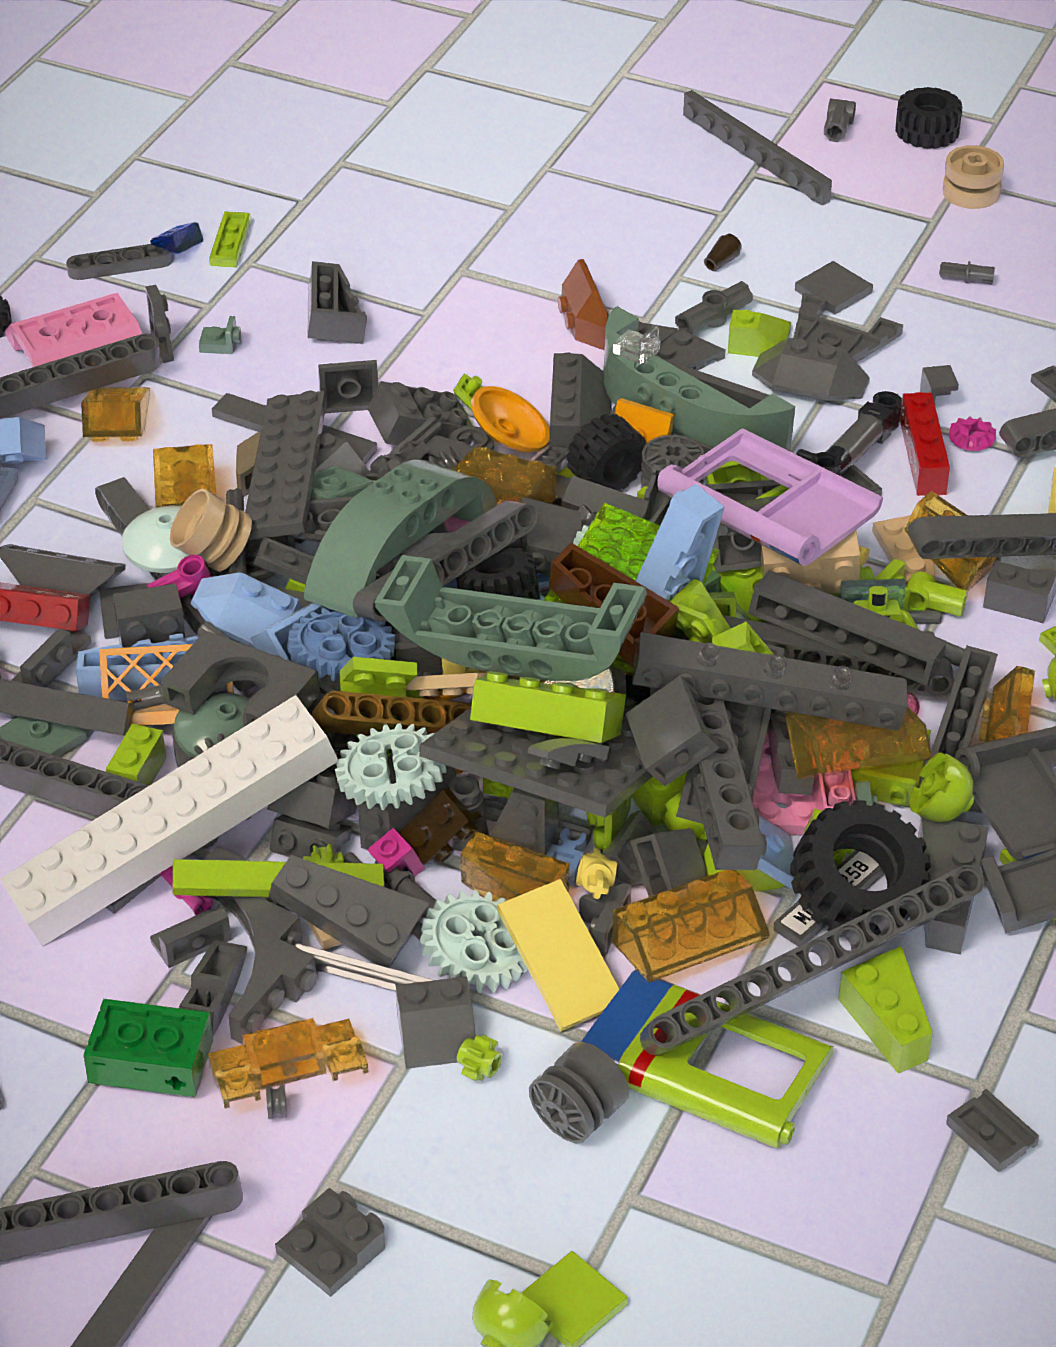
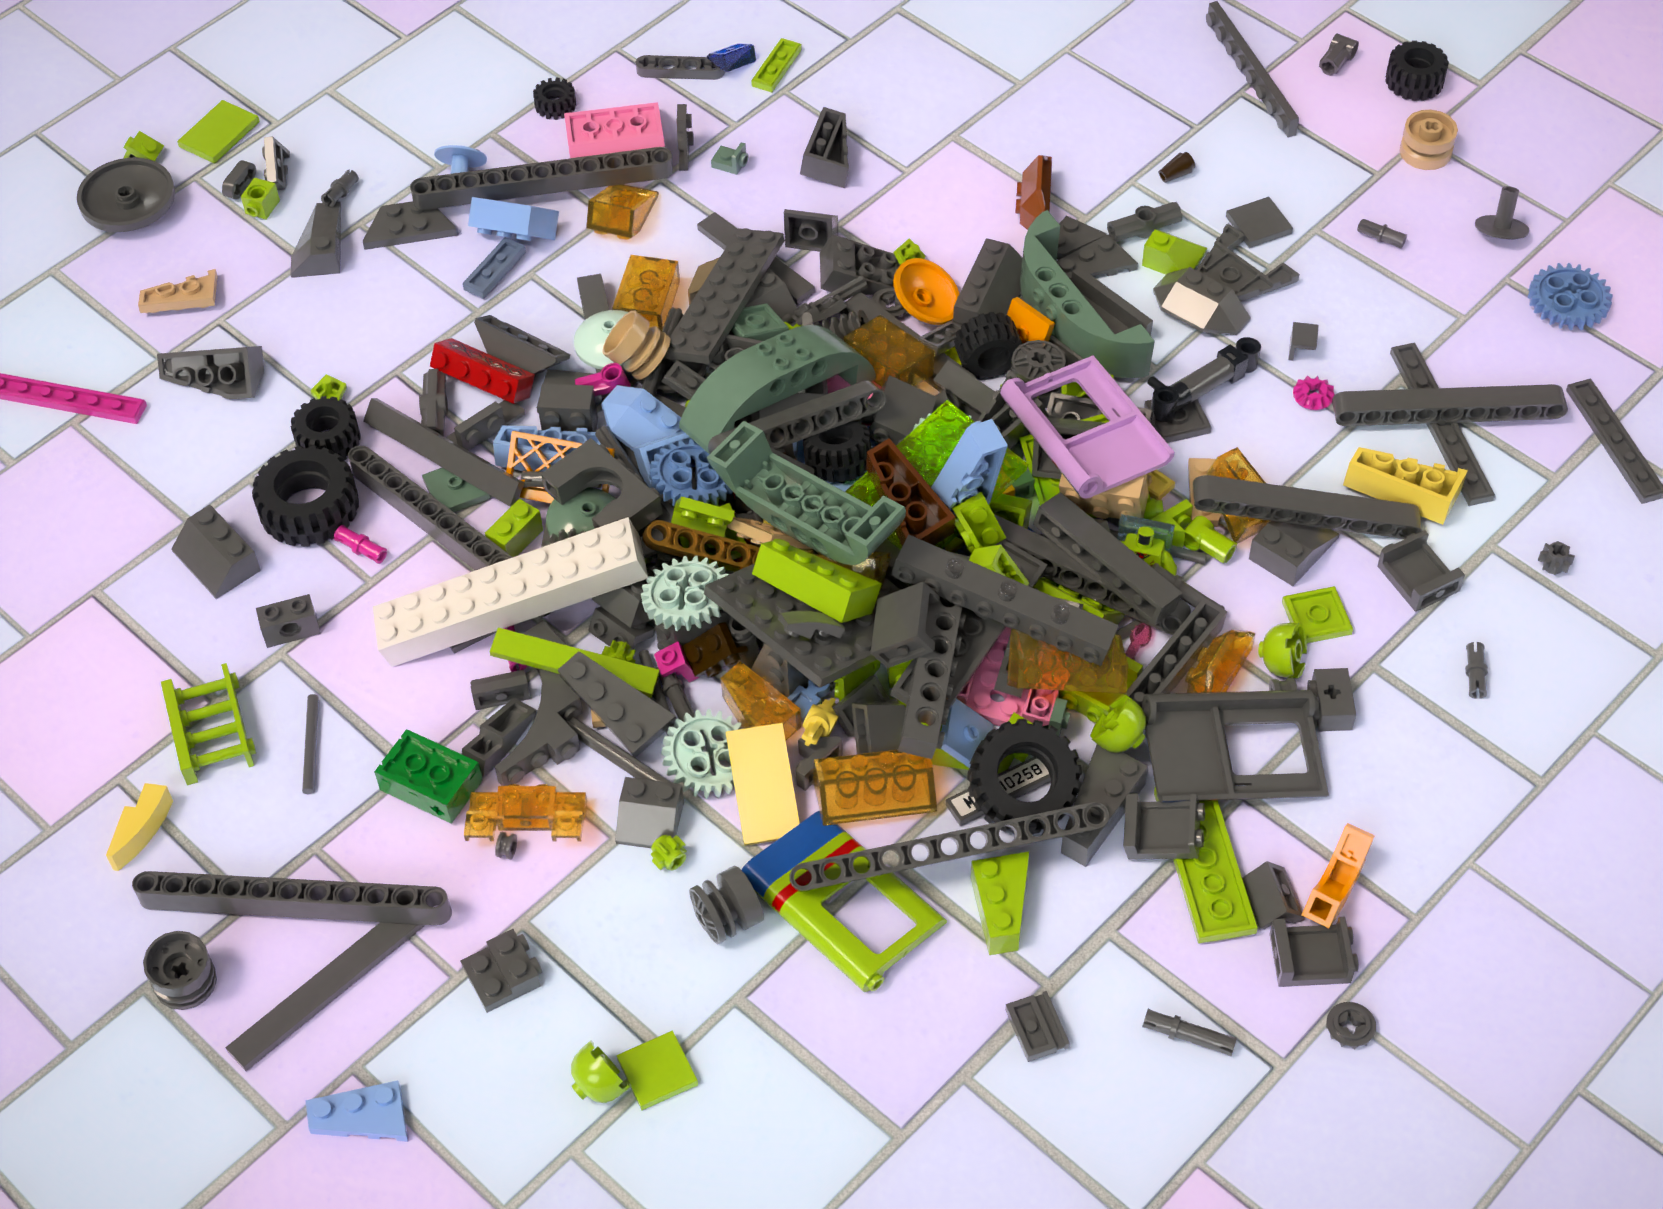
camera: 20 degrees right, 10 degrees up
(638, 347) = (1044, 254): clear bracket -> none
(924, 443) = (1264, 394): red brick -> none

